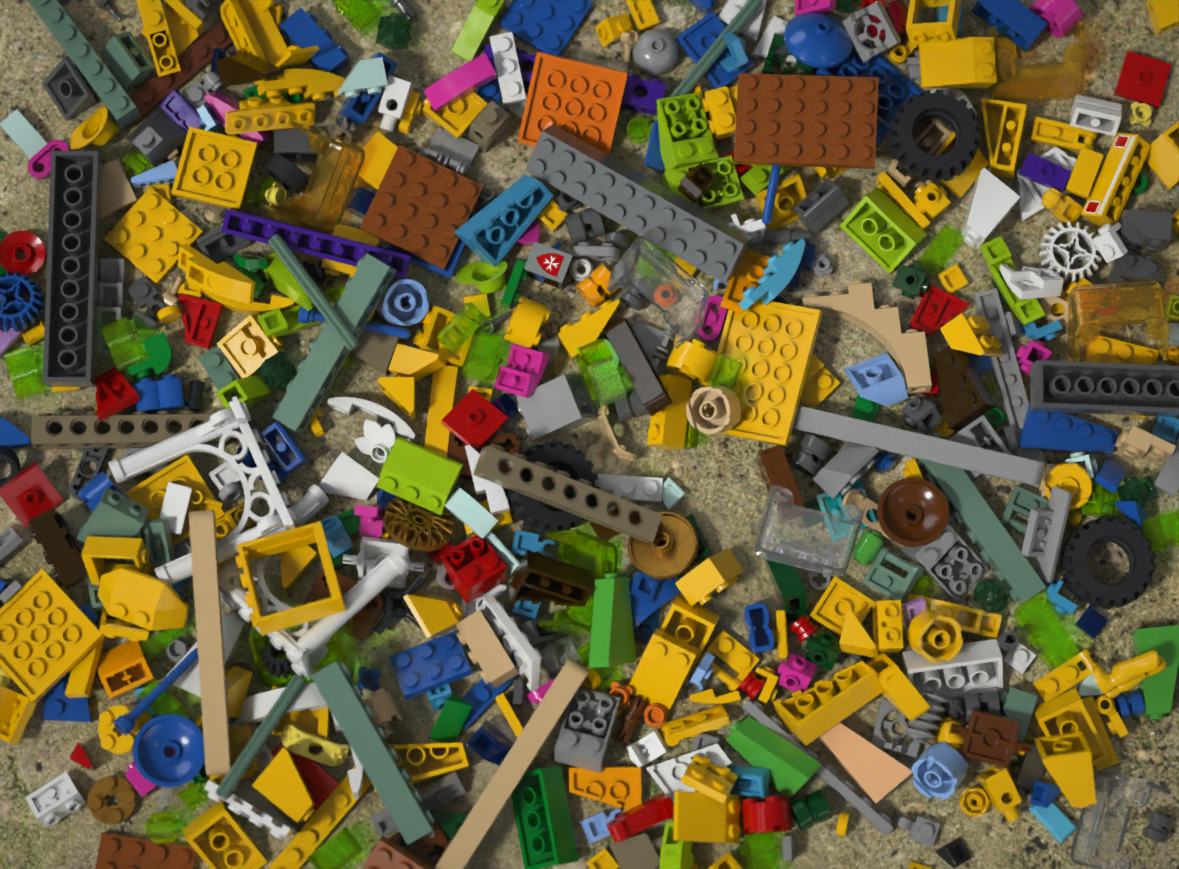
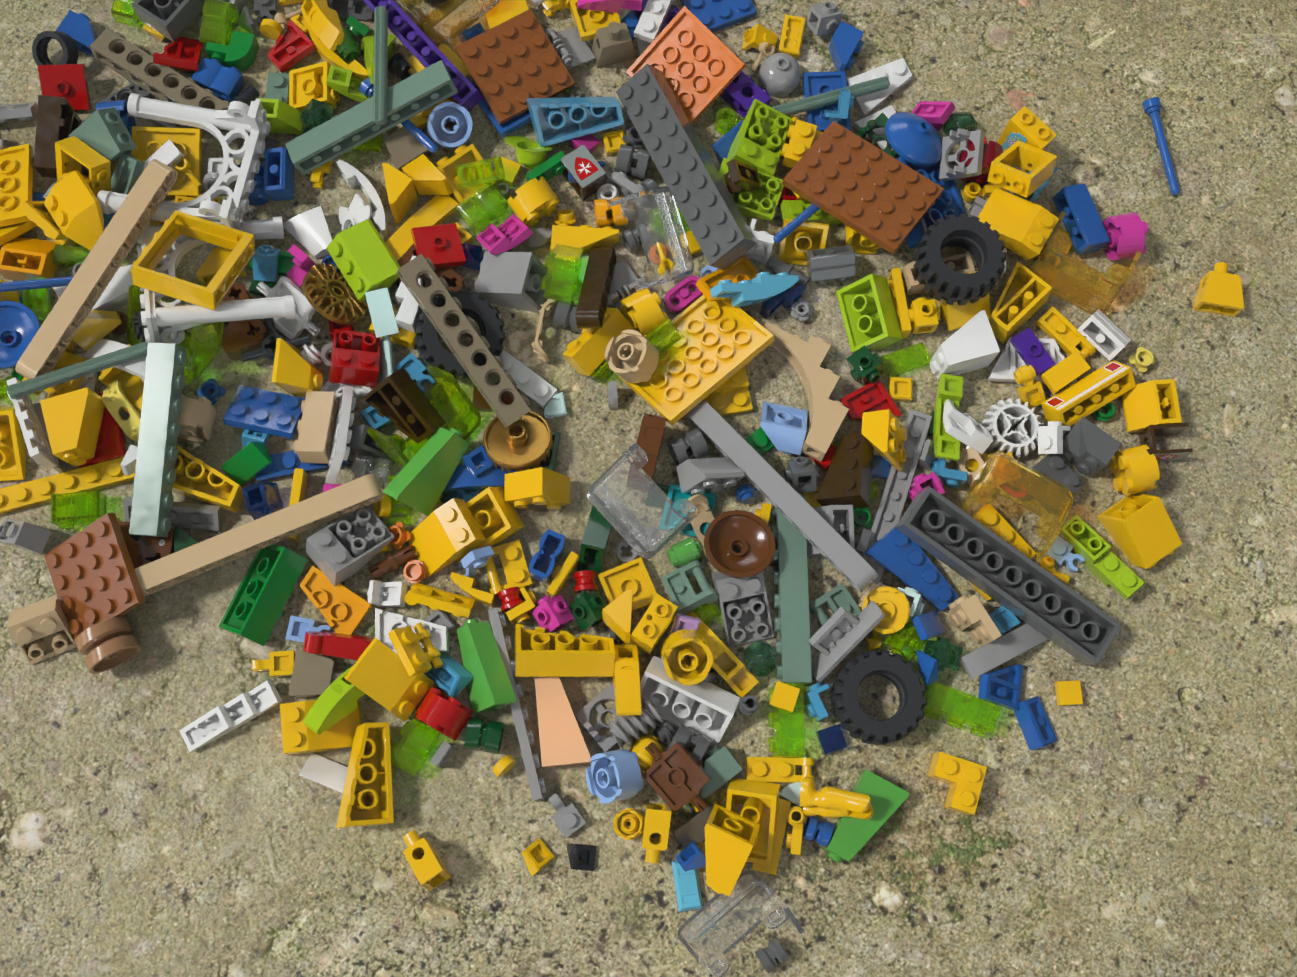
camera: 30 degrees right, 5 degrees down
(432, 589) = (311, 354): none -> white plate
(518, 692) = (317, 479): dark grey tile -> none
(560, 316) = (565, 216): none -> yellow plate
(680, 303) = (665, 263): none -> yellow hand
(714, 451) = (612, 395): none -> light grey tile
(1019, 658) = (749, 727): white plate -> none
(1032, 614) = (784, 696): none -> yellow tile
(1142, 79) = (1160, 334): red plate -> none

